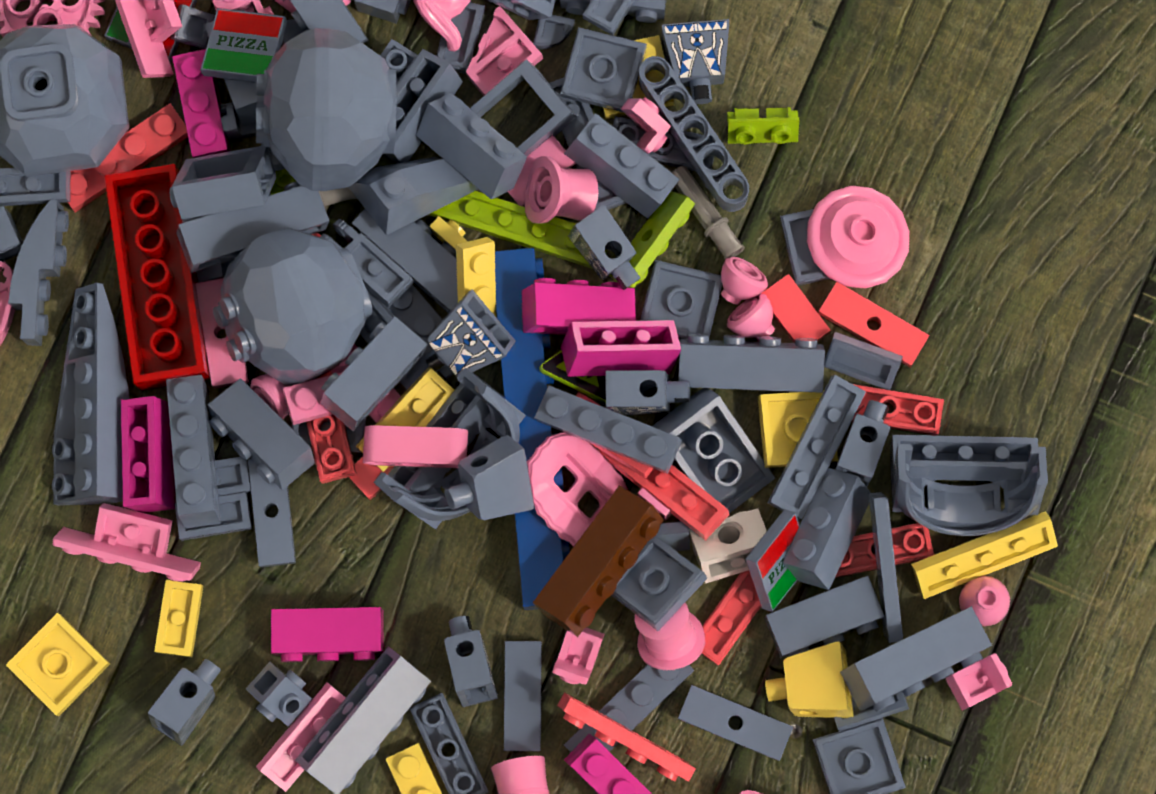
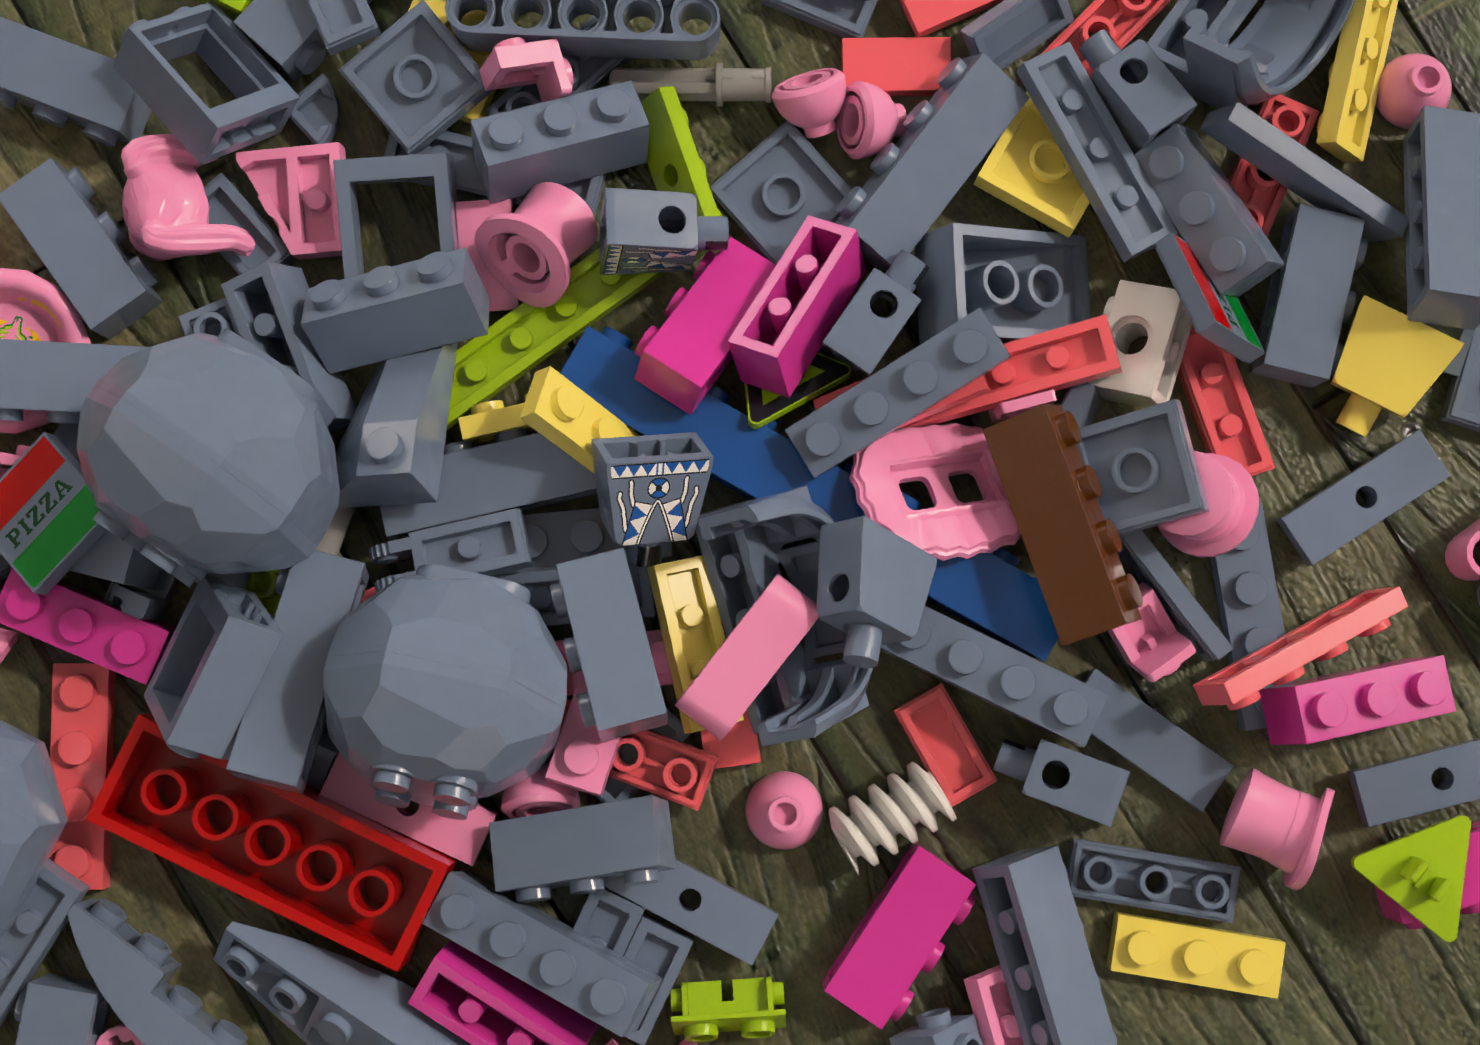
camera: 65 degrees left, 5 degrees up
(234, 585) = (707, 1014): none -> lime hinge
(352, 530) = (784, 810): none -> bright pink brick
(387, 584) = (889, 815): none -> white piece
(445, 590) = (945, 744): none -> coral tile
(499, 587) = (1002, 677): none -> sand blue brick
(608, 653) = (1175, 598): none -> sand blue tile

